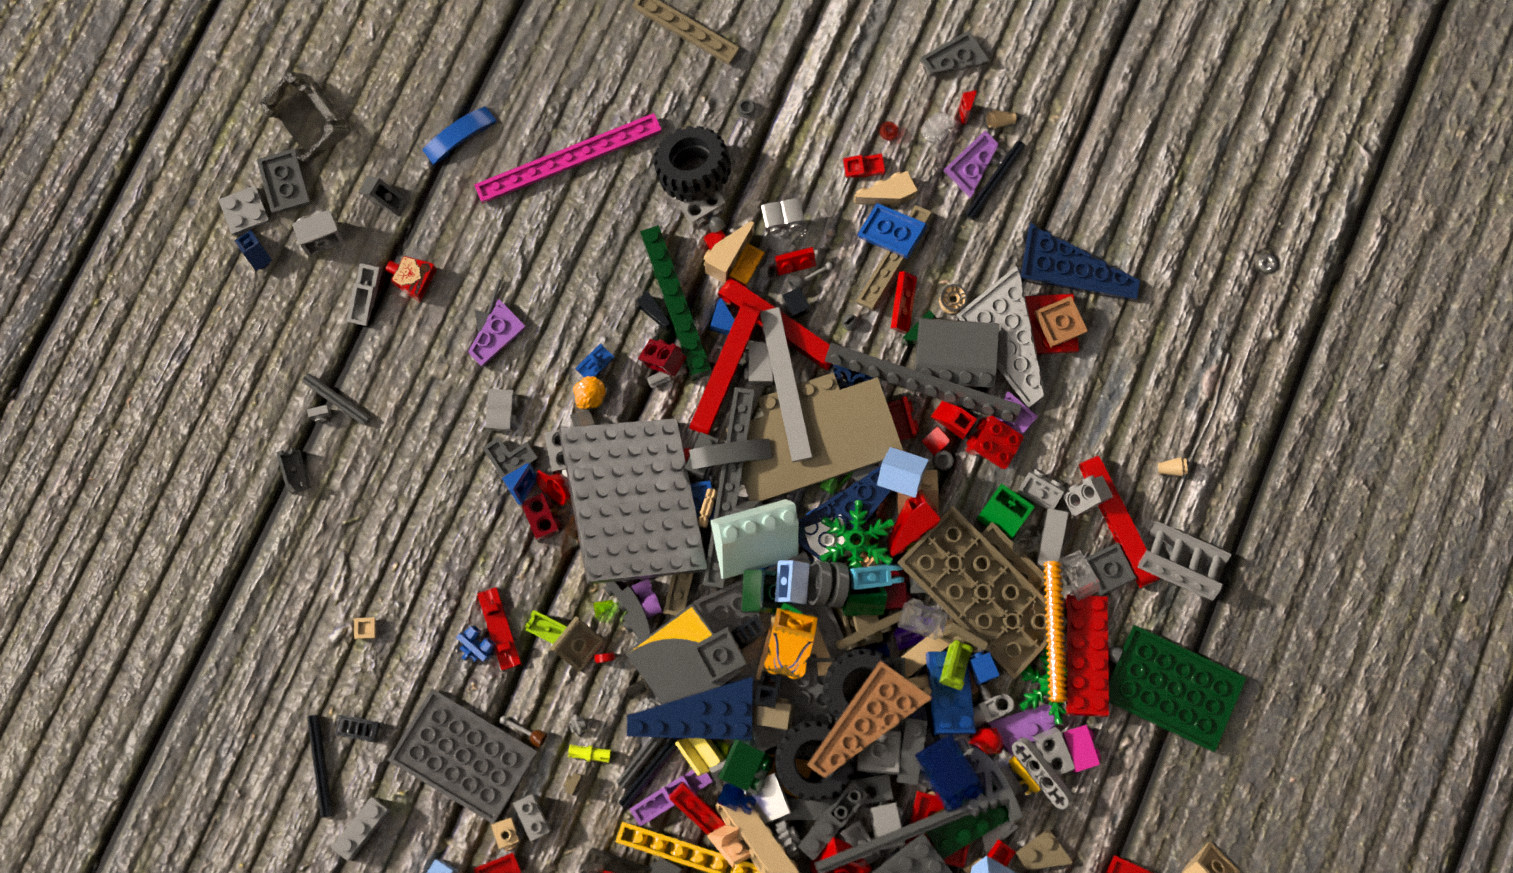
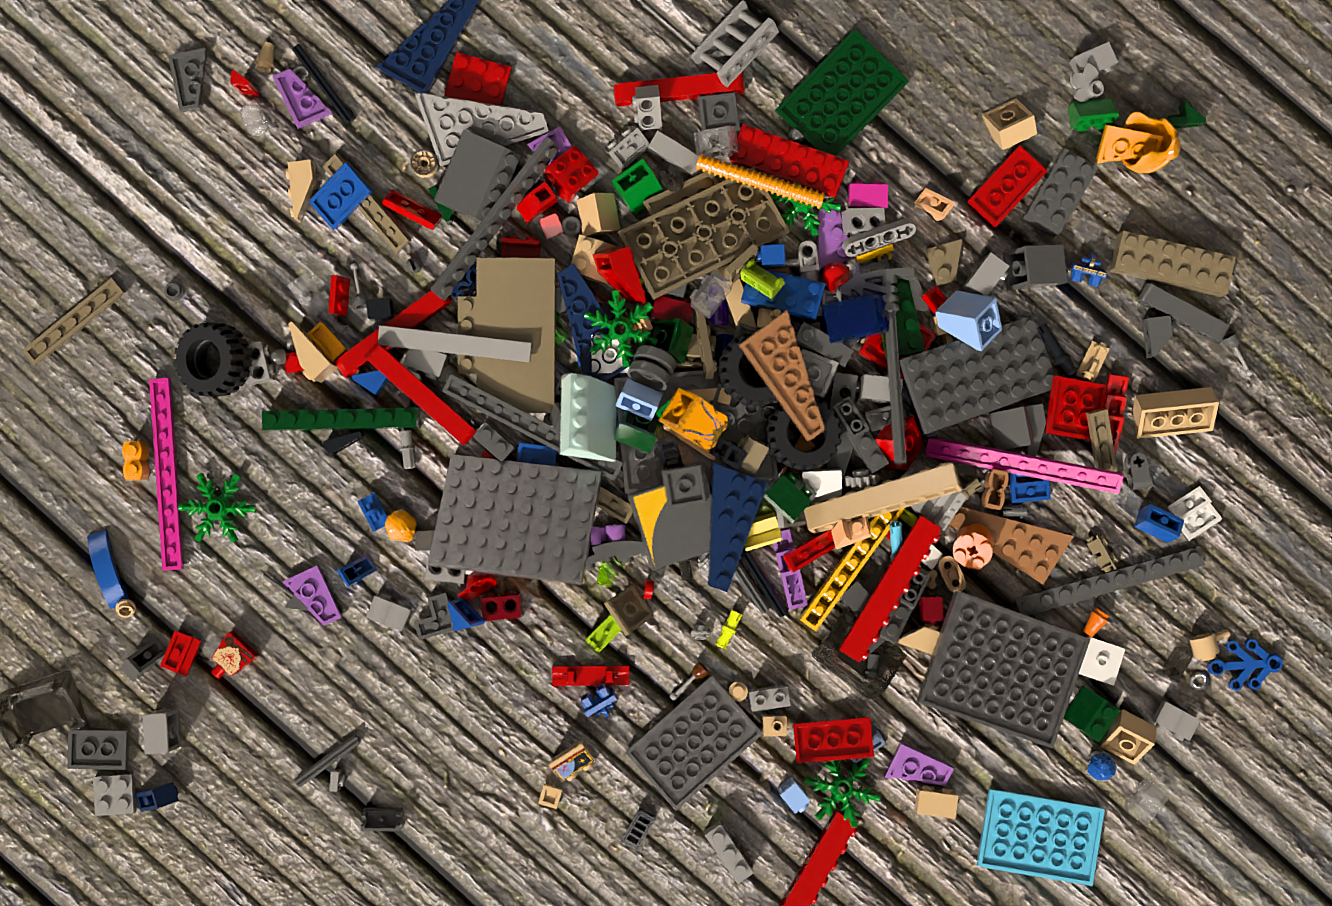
camera: 70 degrees left, 10 degrees up
(319, 766) = (660, 872): black axle -> none
(364, 293) = (234, 705): light grey slope -> none
(399, 227) = (181, 653): none -> red plate
(407, 638) = (573, 760): none -> slope
(427, 162) = (125, 608): none -> tan plate
(529, 784) = (738, 691): none -> tan plate
(532, 365) = (357, 570): none -> blue slope
(551, 209) = (210, 507): none -> green piece
(571, 126) = (136, 462): none -> light orange brick
(572, 783) = (749, 653): dark tan plate -> none
(662, 357) = (390, 448): dark red brick -> none
(707, 507) = (544, 453): tan axle -> none
(730, 453) = (502, 416): dark grey slope -> none
(733, 797) = (812, 514): clear blue plate -> none
(783, 215) = (292, 292): light grey brick -> none
(865, 166) = (268, 200): red slope -> none
(874, 576) = (659, 324): medium azure hinge -> none
(888, 136) = (247, 166): clear red plate -> none
(902, 472) = (572, 265): light blue slope -> none
(964, 483) = (598, 214): none -> tan slope
(1060, 322) = (480, 72): medium nougat plate -> none
(1098, 820) = (934, 204): none -> light nougat slope
(1173, 467) = (646, 21): tan cone -> none

